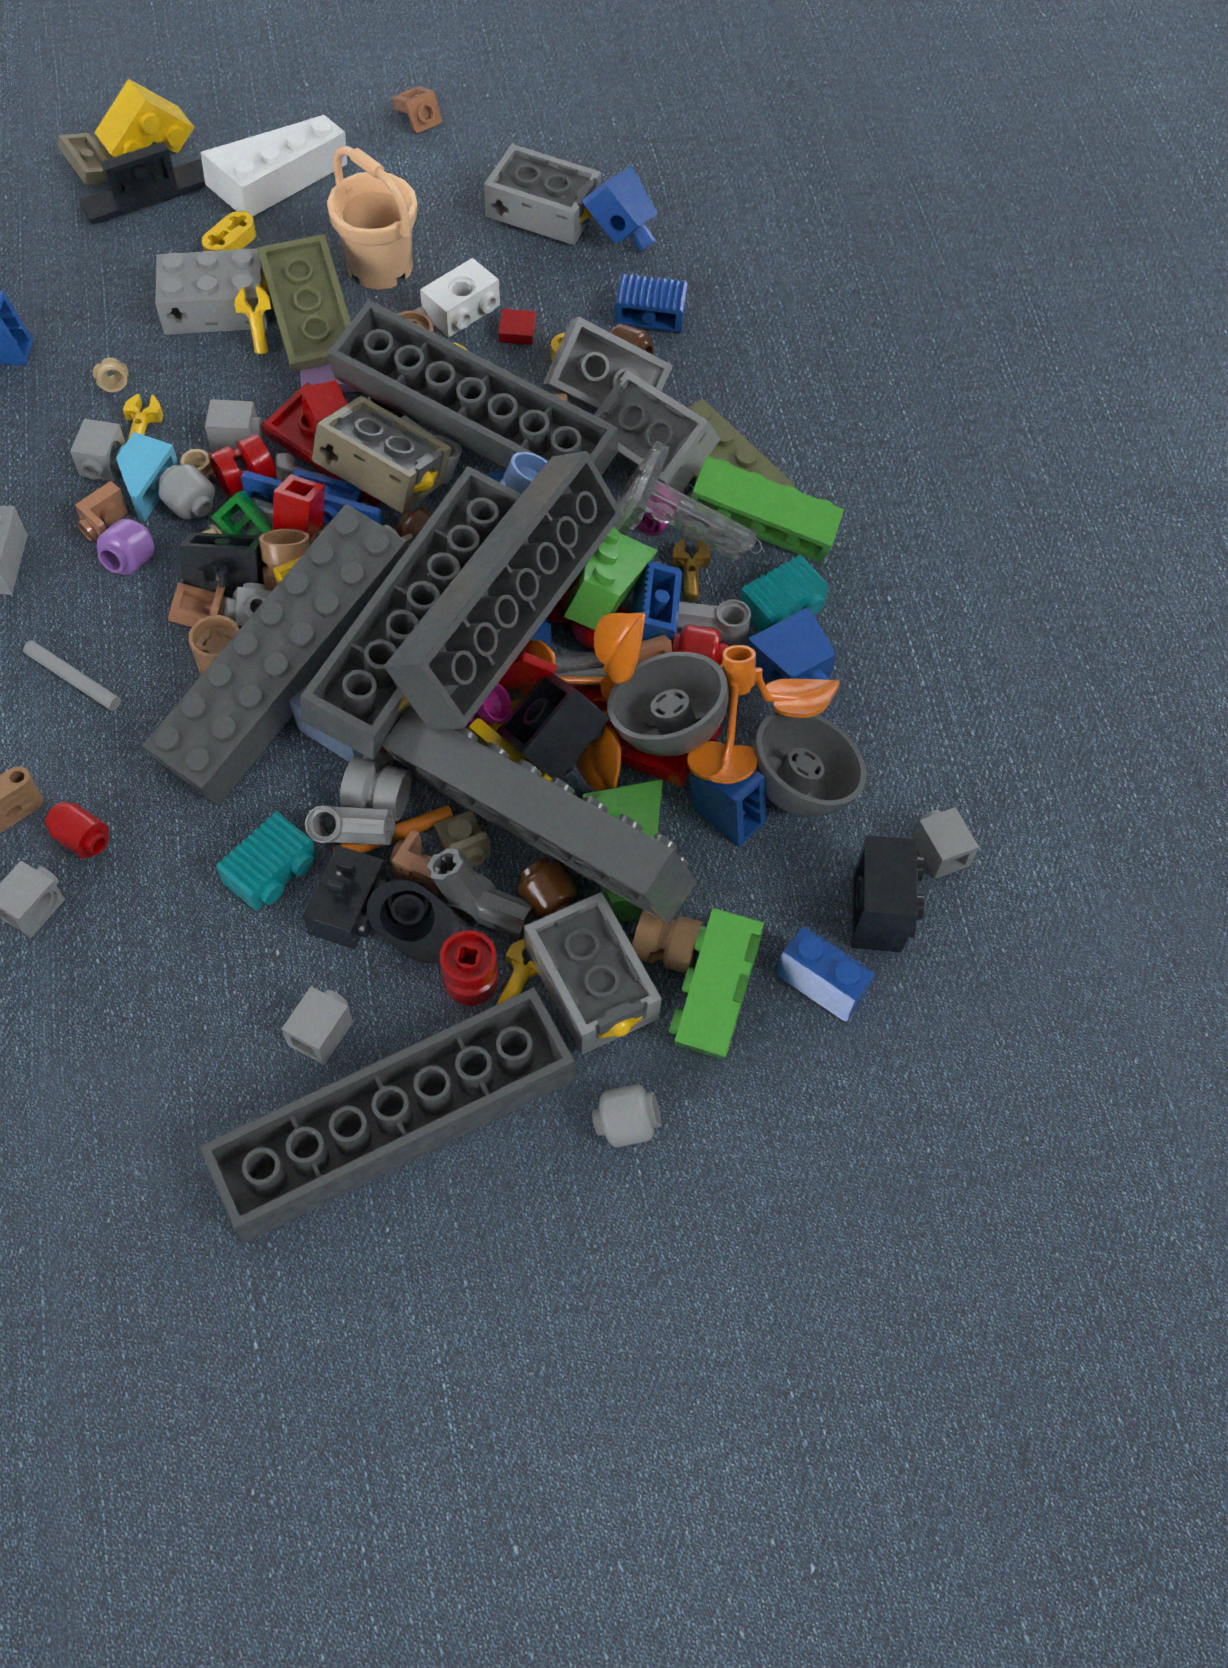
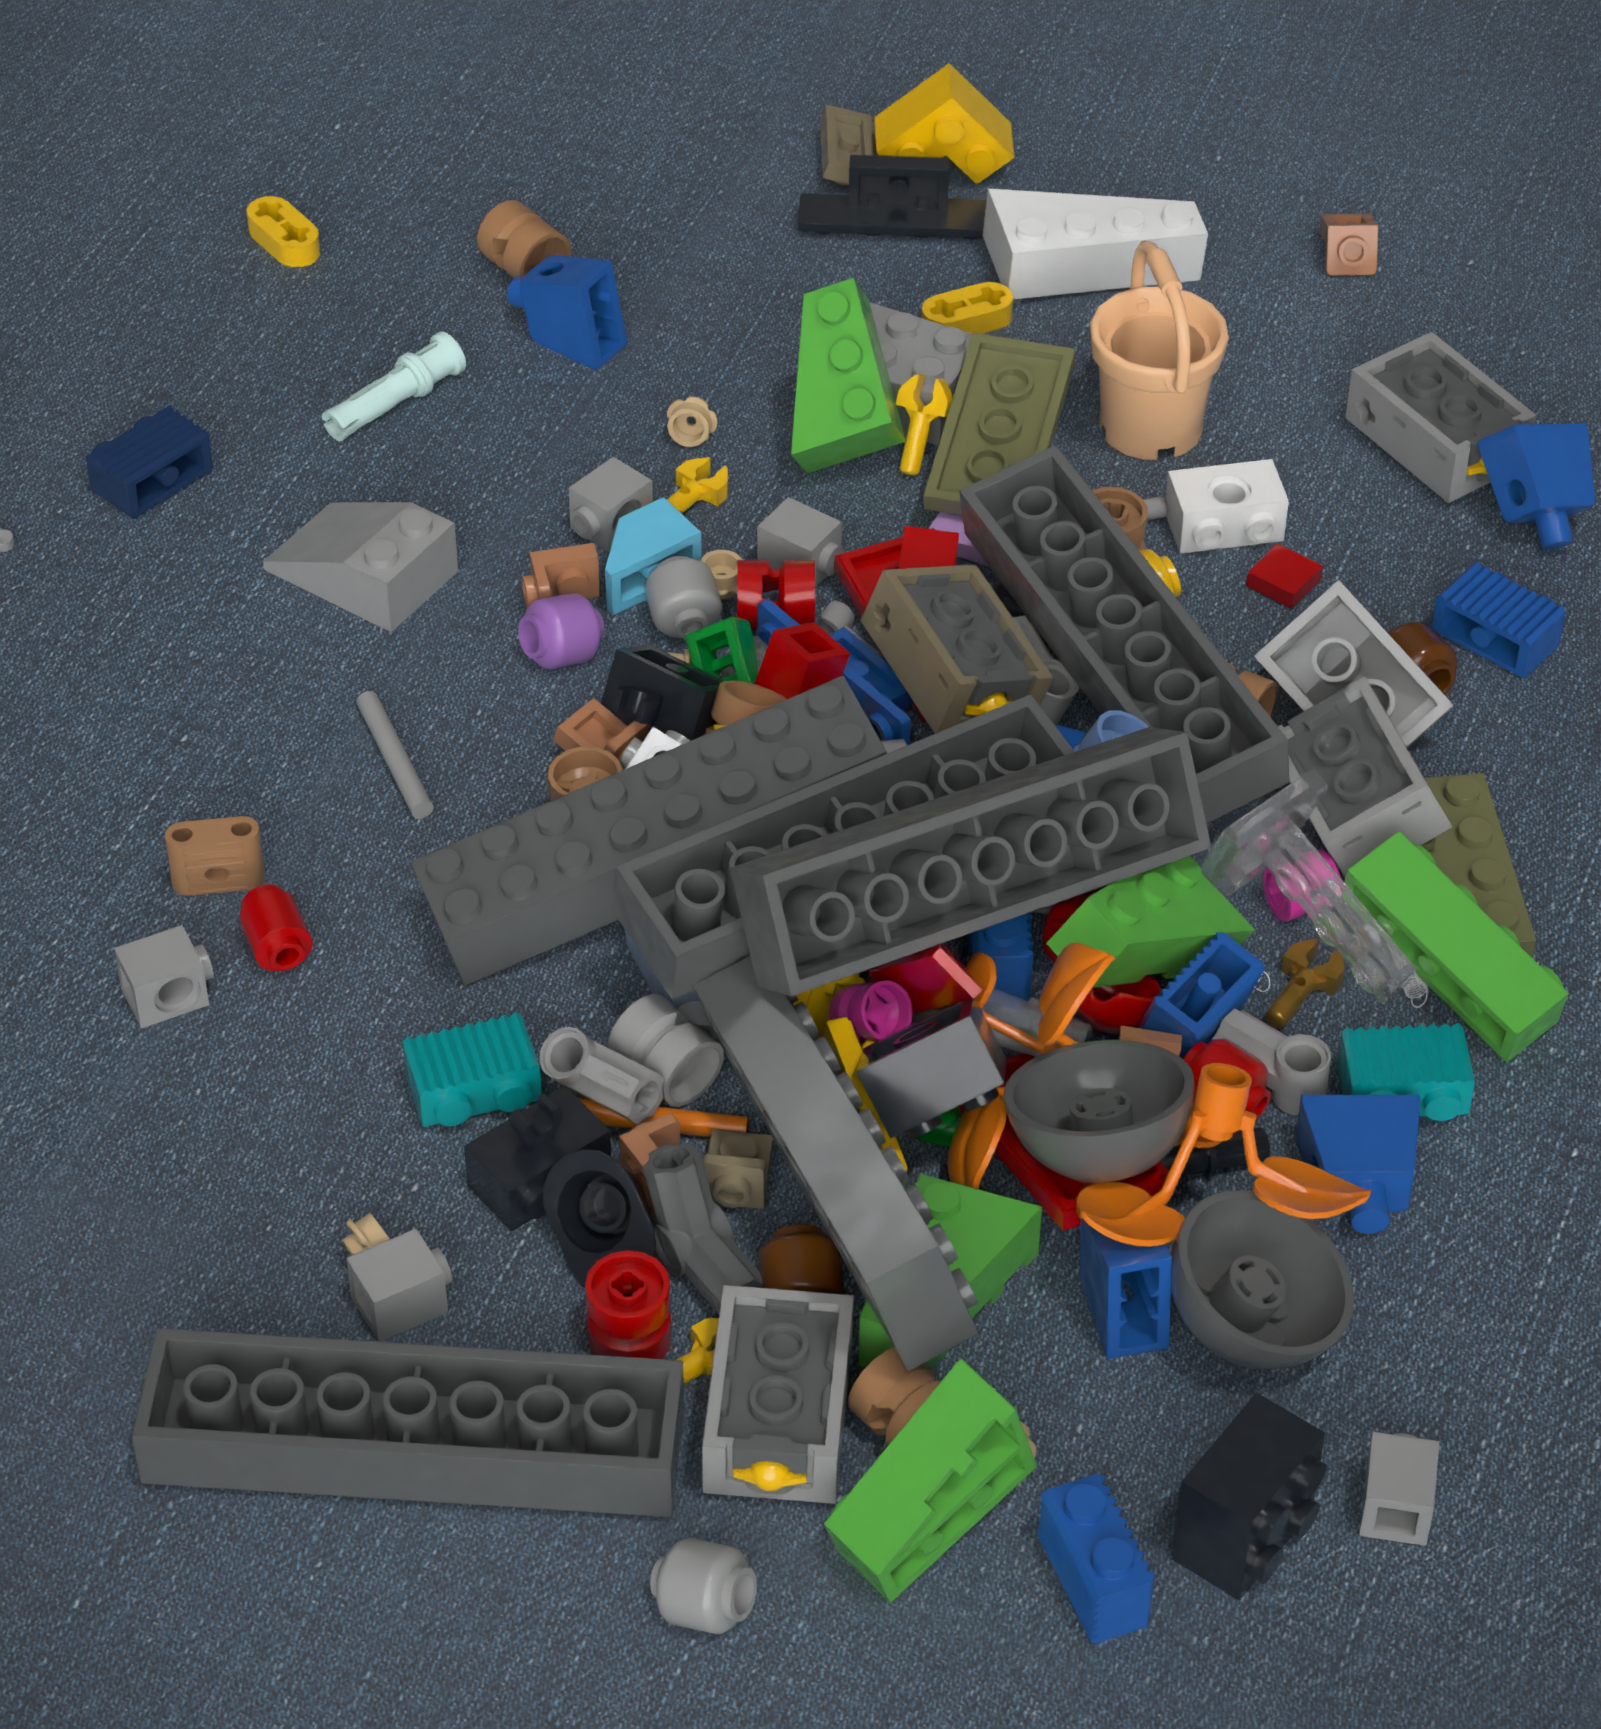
camera: 35 degrees right, 15 degrees down
(199, 312) = (842, 381): none -> bright green wedge
(278, 1006) = (364, 1234): none -> tan plate

